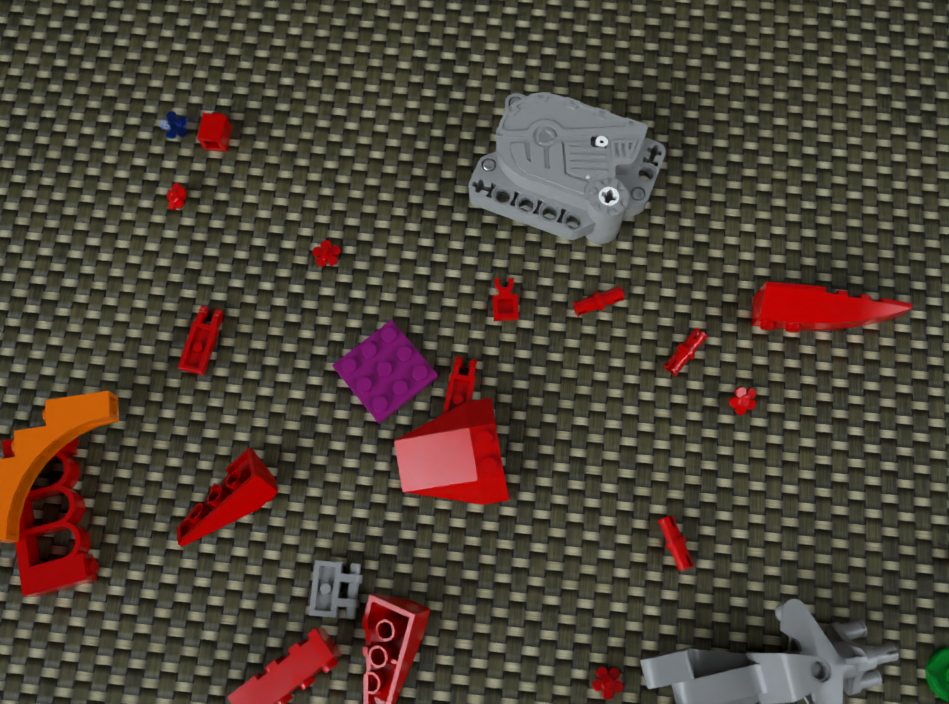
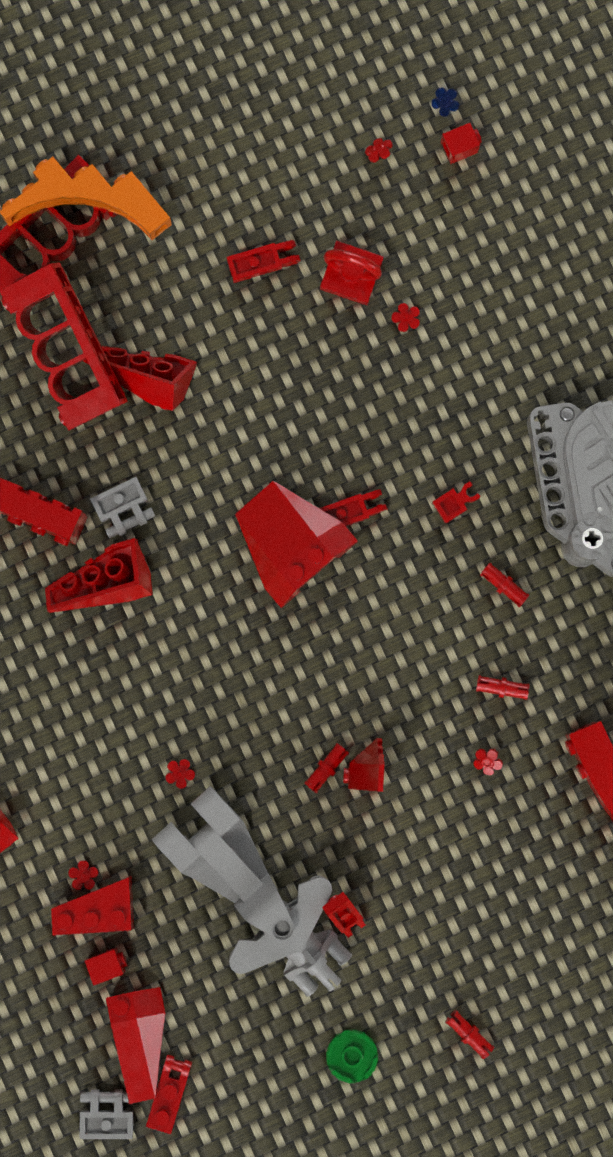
camera: 55 degrees right, 10 degrees up
(86, 549) = (20, 299): none -> red fence
(260, 274) = (351, 272): none -> red tile
(385, 371) = (330, 435): magenta plate -> none
(703, 503) = (367, 769): none -> red wedge
(824, 604) = (343, 913): none -> red hinge

